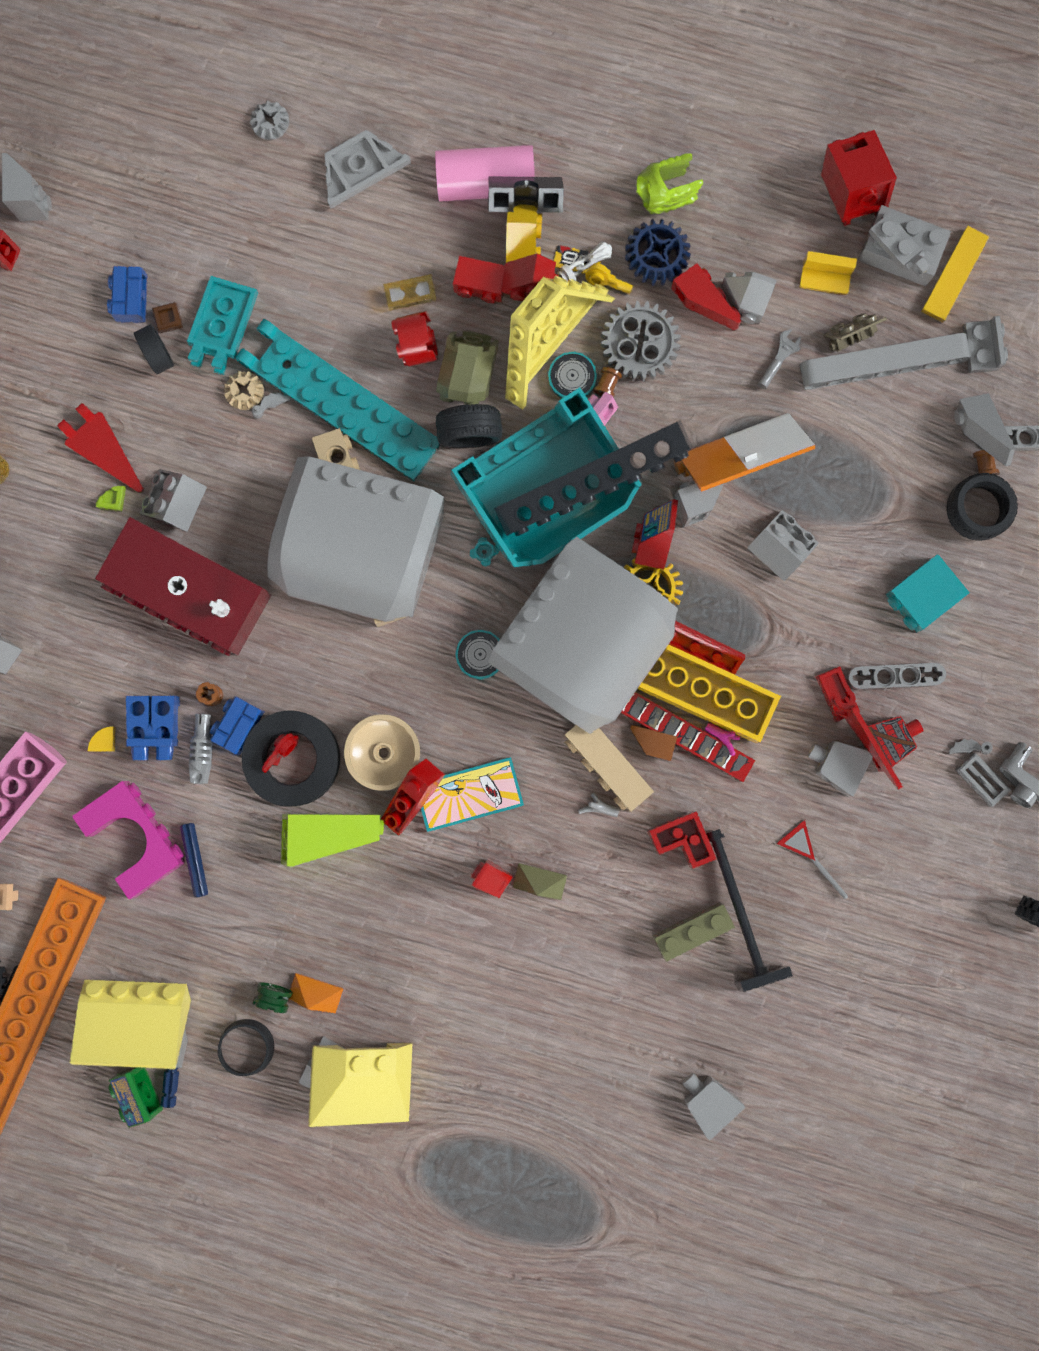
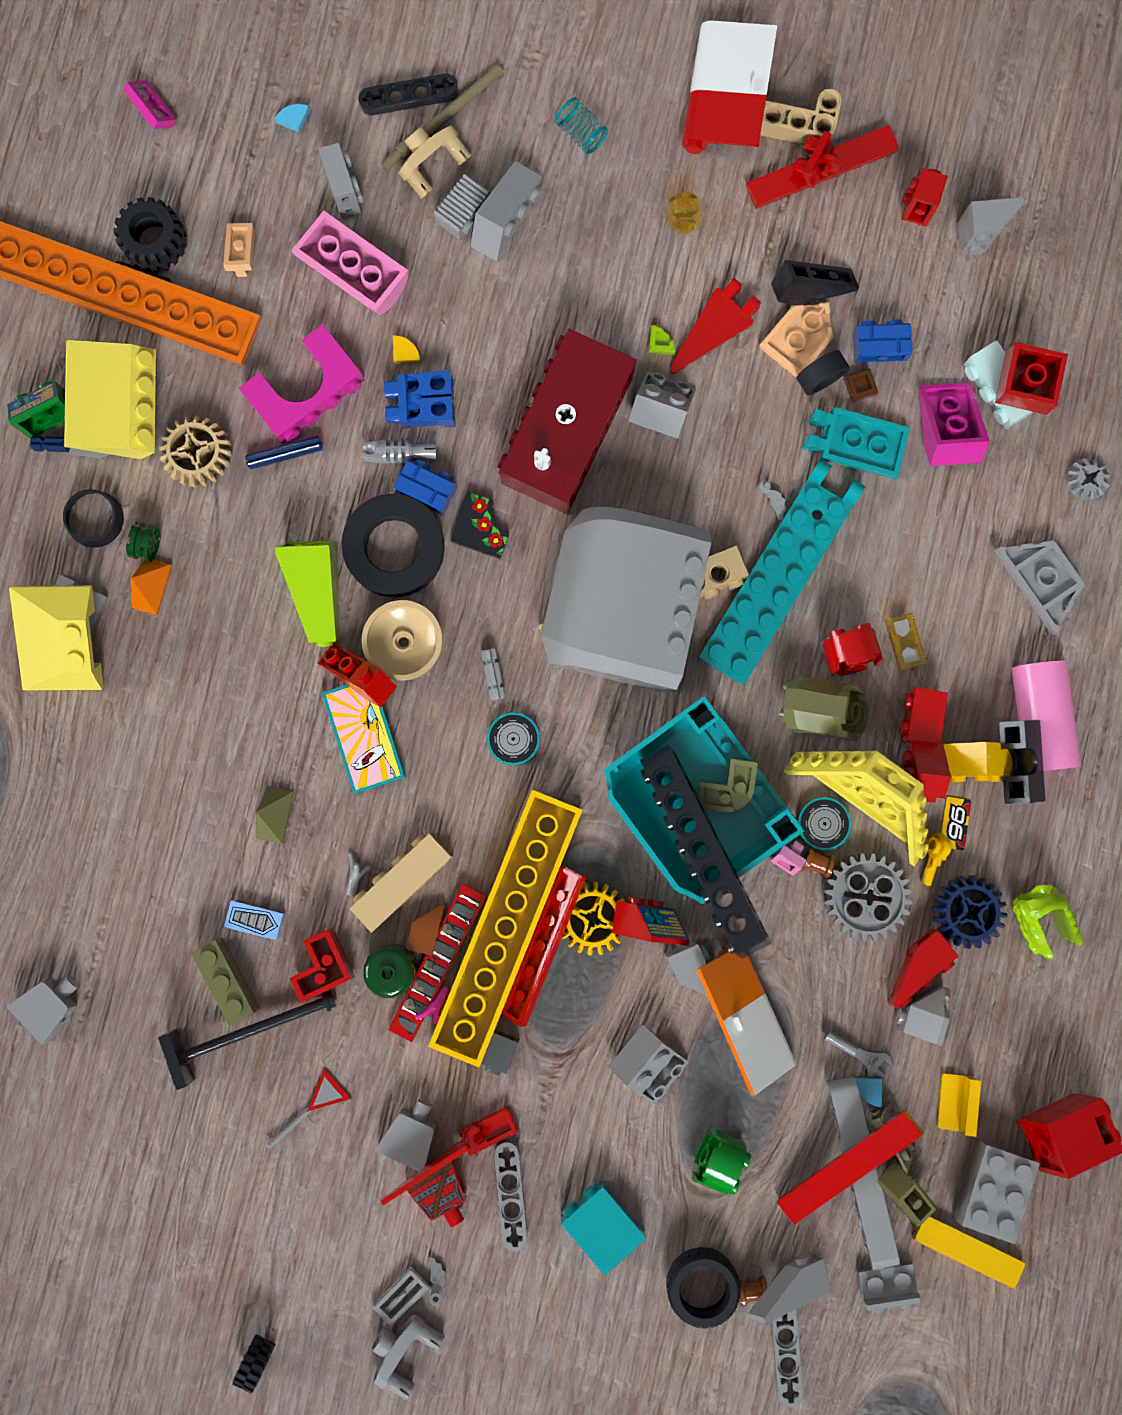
camera: 85 degrees right, 0 degrees up
(66, 355) = (811, 282): none -> black slope
(117, 370) = (799, 336): none -> light nougat tile
(173, 159) = (1031, 378): none -> red brick
(176, 190) = (985, 371): none -> light aqua brick
(187, 954) = (173, 454): none -> tan gear
(210, 236) = (952, 424): none -> dark pink slope
(216, 697) = (452, 462): dark orange bush -> none
(243, 401) = (786, 483): tan gear -> none
(279, 678) = (478, 529): none -> black tile
(283, 747) = (402, 536): red plate -> none
(418, 670) = (493, 674): none -> light grey axle
(468, 426) = (758, 713): black tyre -> none
(483, 544) = (623, 729): teal plate -> none
(491, 878) = (273, 761): red slope -> none
(540, 450) = (734, 794): none -> olive plate
(586, 637) = (531, 851): light grey slope -> none
(600, 252) = (964, 848): white piece -> none
(637, 904) = (254, 920): none -> tile
(678, 776) = (378, 971): none -> dark green head
(769, 677) = (500, 1052): none -> dark grey brick
(812, 349) = (870, 1089): none -> medium azure tile
(872, 484) = (720, 1162): none -> green brick
(880, 369) = (850, 1166): none -> red tile
(899, 245) = (992, 1185): light grey hinge -> none
(905, 322) = (906, 1194): none -> olive brick

